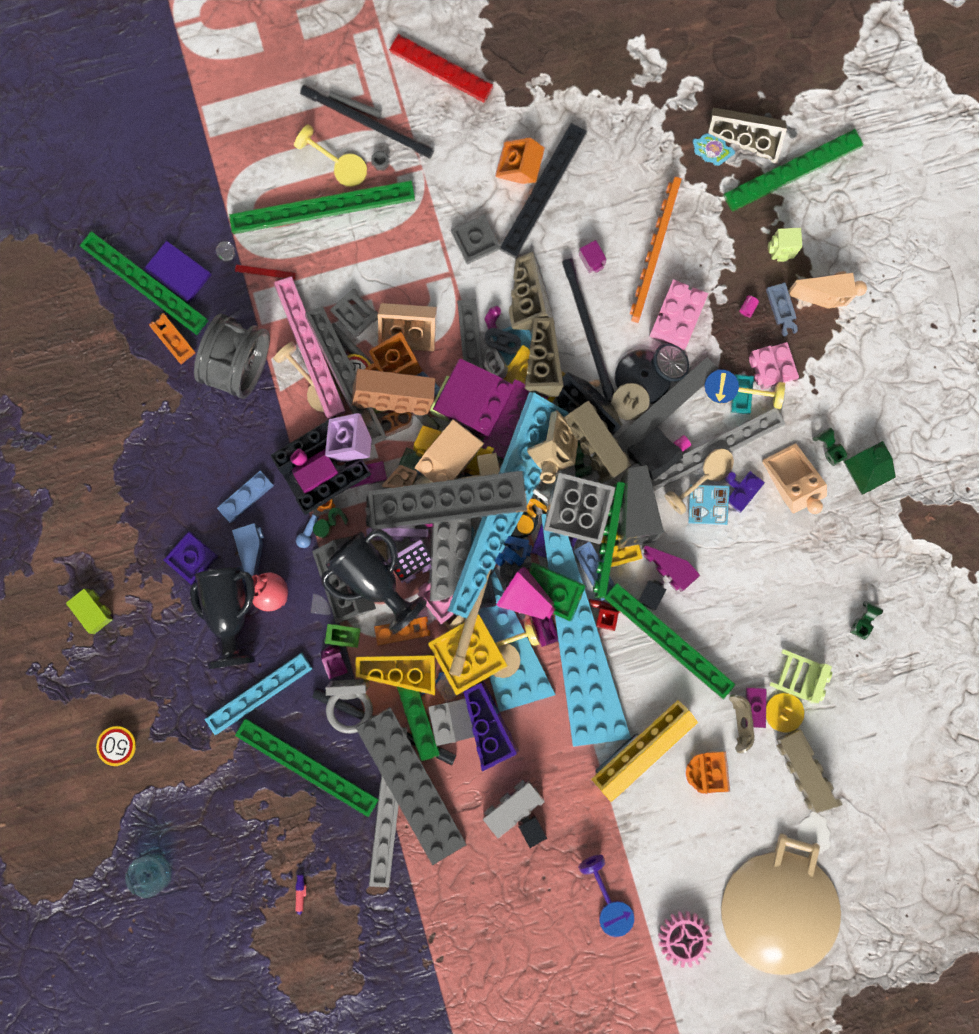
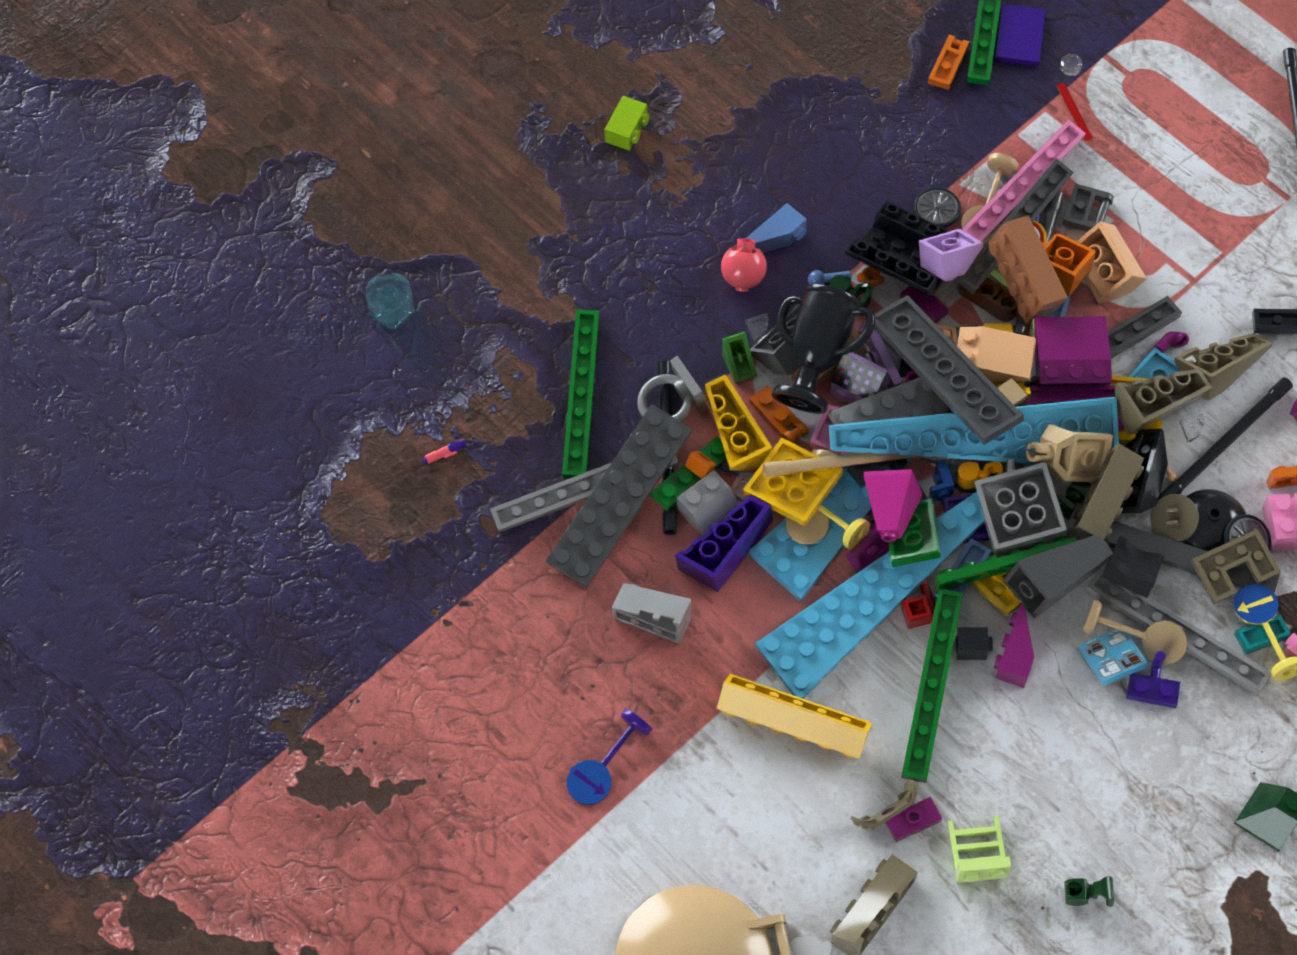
camera: 60 degrees right, 20 degrees down
(116, 746) = (504, 210): piece -> none
(190, 557) = (734, 186): dark purple tile -> none
(224, 608) = (700, 234): black piece -> none
(231, 356) = (966, 111): dark grey wheel -> none
(245, 496) = (828, 204): medium blue plate -> none
(258, 694) = (632, 314): medium azure tile -> none
(292, 419) = (938, 206): none -> flat silver wheel
(299, 457) = (900, 223): dark pink hinge -> none
(315, 471) = (894, 243): magenta slope -> none
(322, 207) = (1179, 128): green plate -> none
(333, 661) = (706, 364): magenta bracket -> none
(348, 169) = (1237, 133): light yellow piece -> none
(380, 160) = (1266, 155): dark grey tile -> none
(417, 713) = (700, 464): none -> orange slope
(475, 239) = (1246, 282): dark grey plate -> none
(495, 363) = (1124, 363): light grey plate -> none
(503, 340) = (1153, 360): black plate -> none
(509, 556) = (923, 471): blue bracket -> none
(532, 830) = (638, 644): black brick -> none
(676, 940) = (591, 877): bright pink gear -> none
(681, 381) = (1247, 549): none -> dark tan plate
(683, 443) = (1161, 595): dark pink hinge -> none
(709, 772) = (809, 800): orange slope -> none
(784, 712) = (928, 855): yellow piece -> none
(796, 480) = (1202, 736): light nougat slope -> none
(834, 452) = (1263, 761): dark green leg -> none

